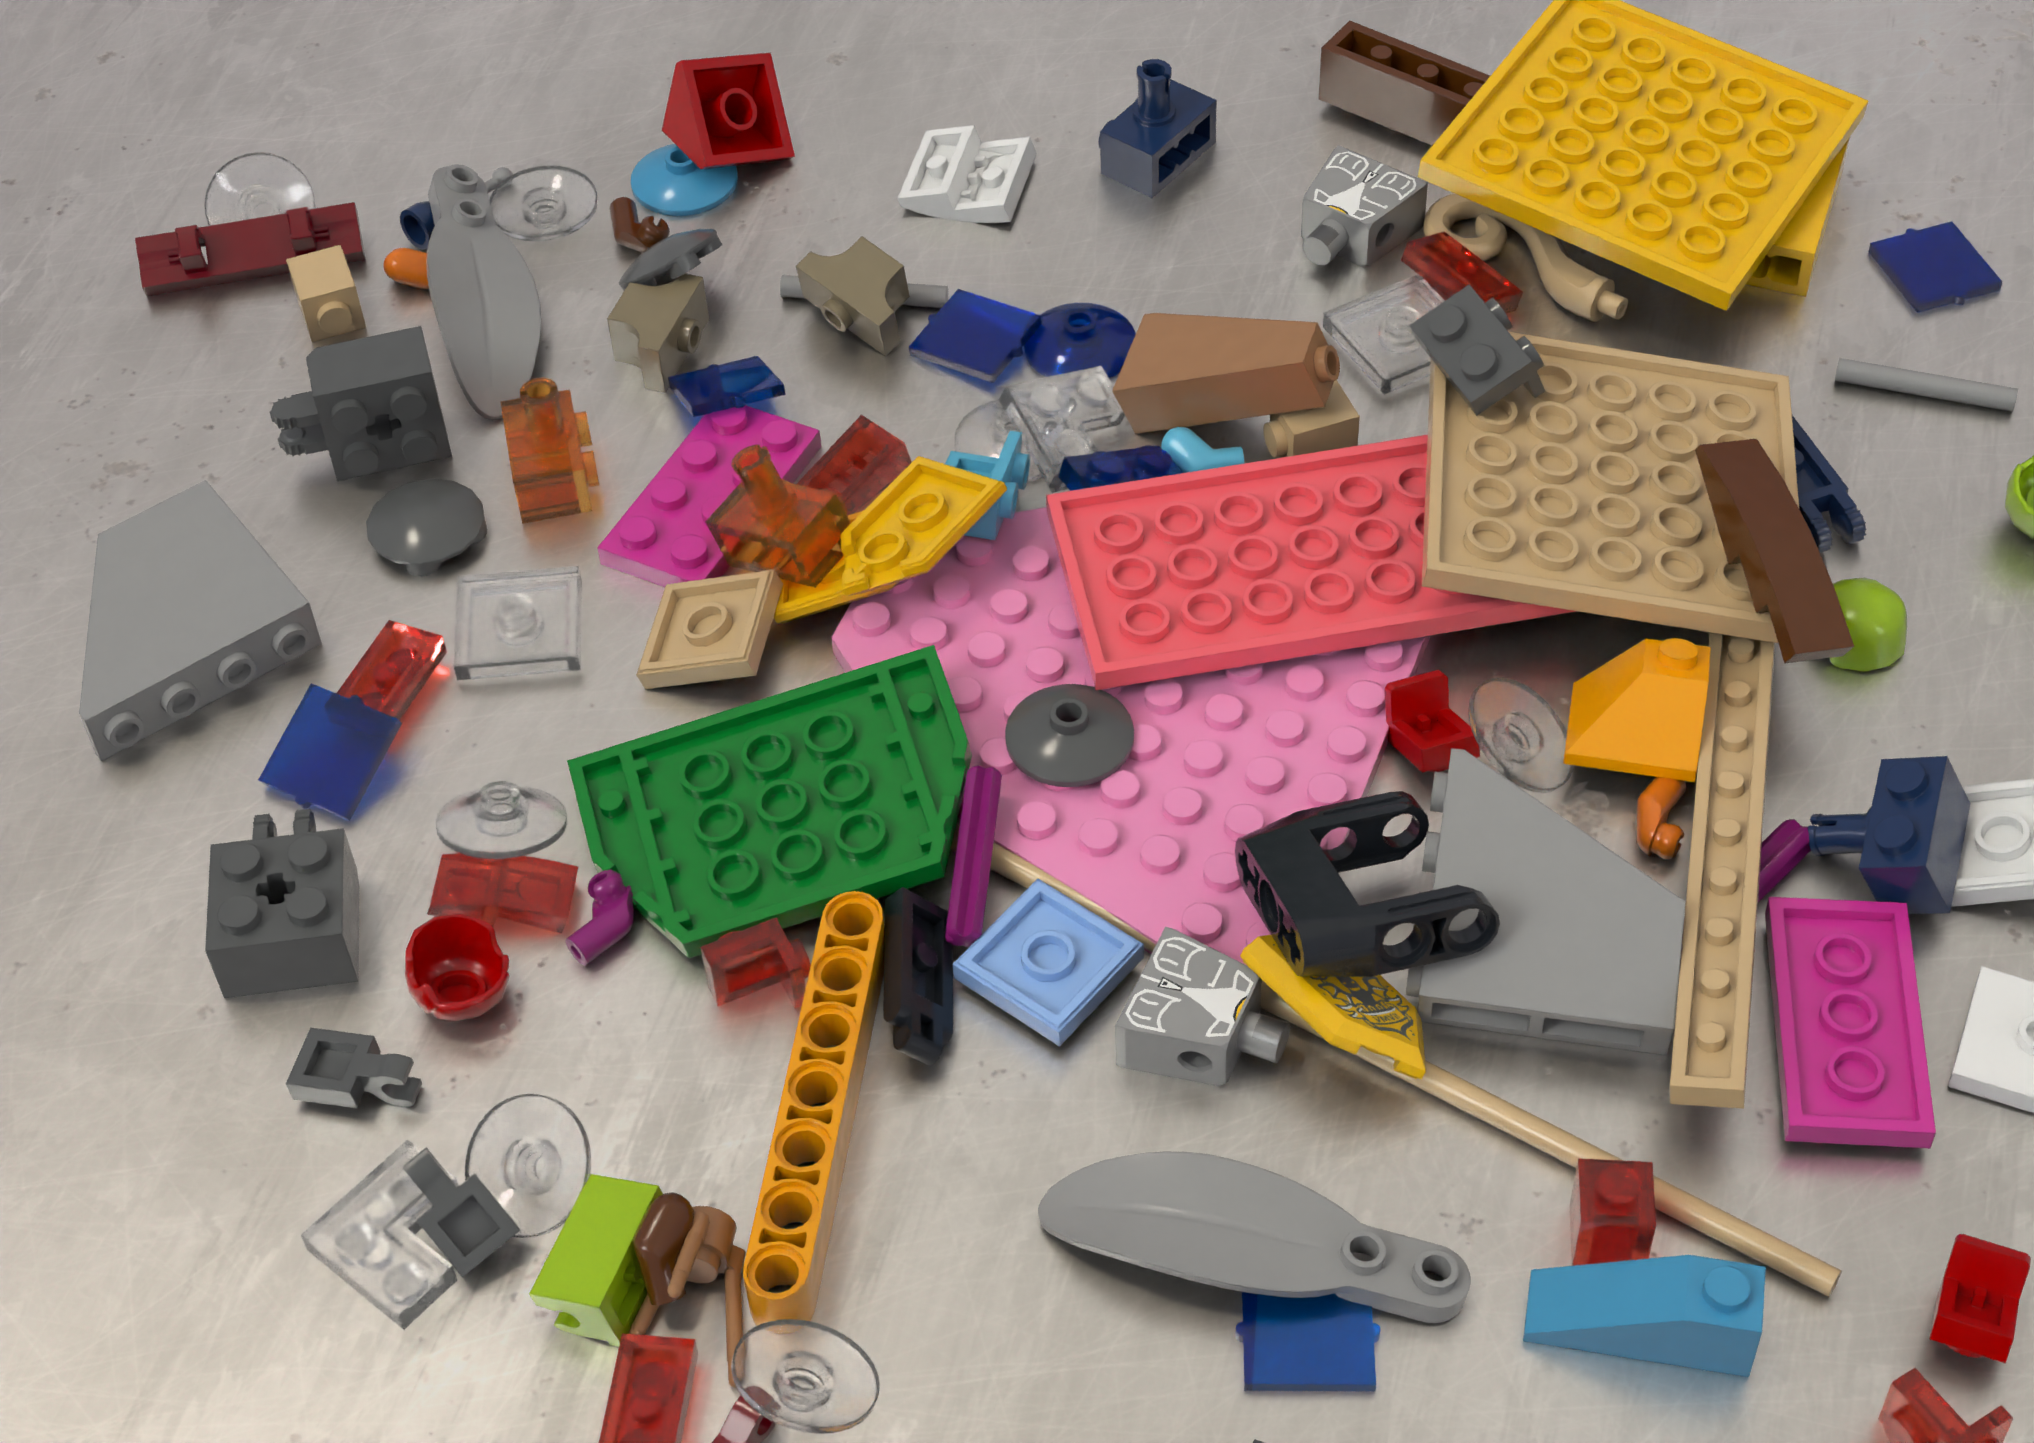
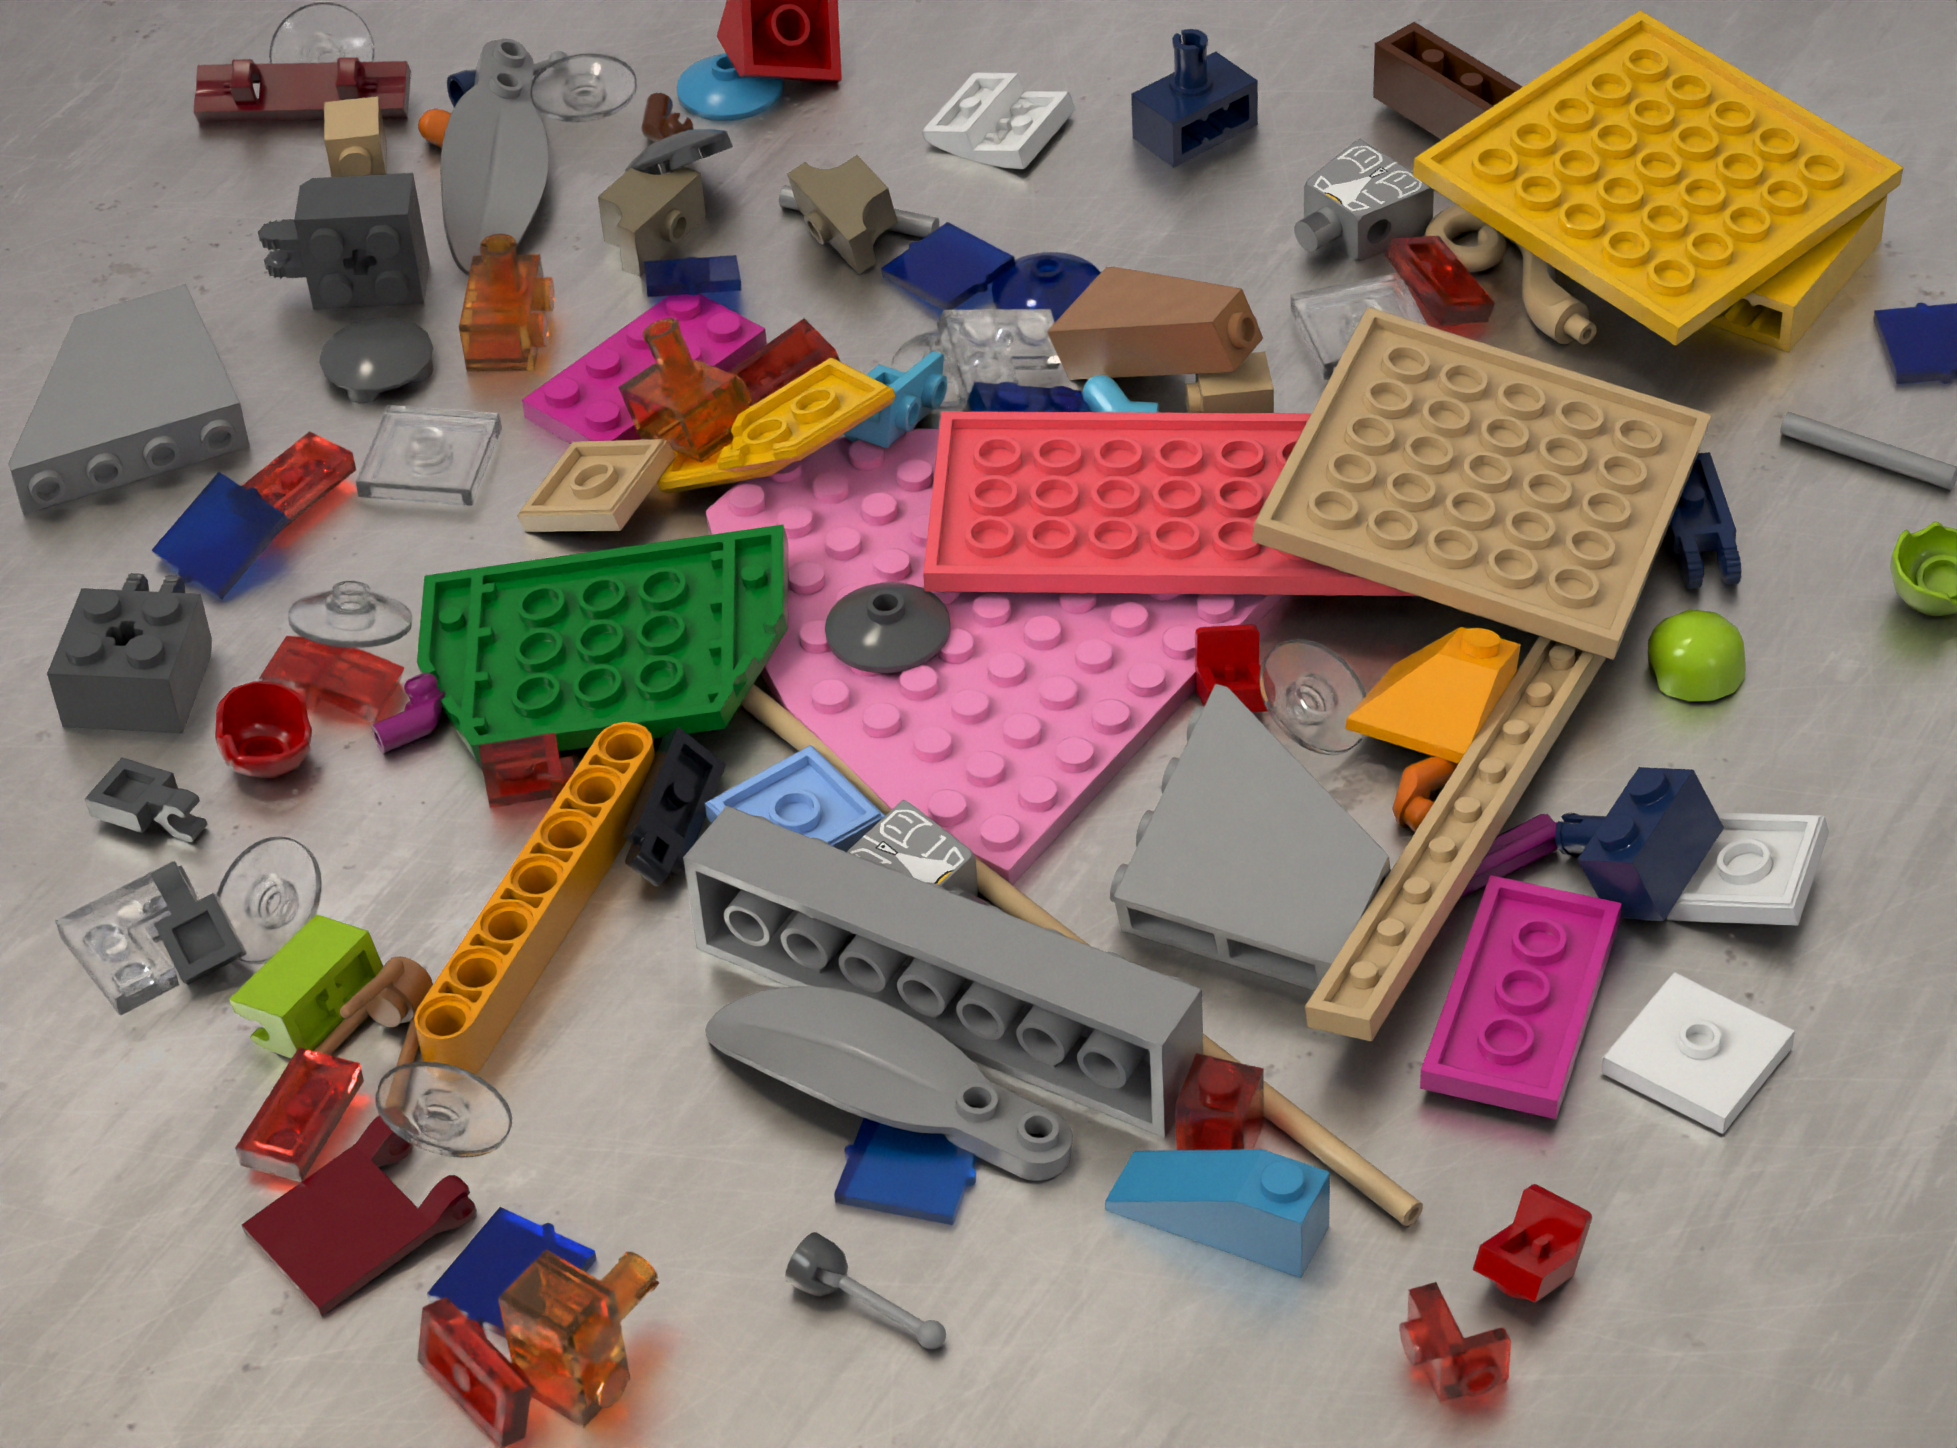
camera: 15 degrees right, 5 degrees down
(660, 1242) = (350, 973): reddish brown arm -> none
(973, 856) = (757, 713): magenta axle -> none
(1305, 1108) = (967, 969): none -> light grey brick
(1317, 917) = (1044, 827): black connector -> none
(1345, 1009) = (1041, 880): yellow tile -> none
(1477, 351) = (1387, 336): dark grey bracket -> none
(1776, 549) = (1603, 561): reddish brown slope -> none

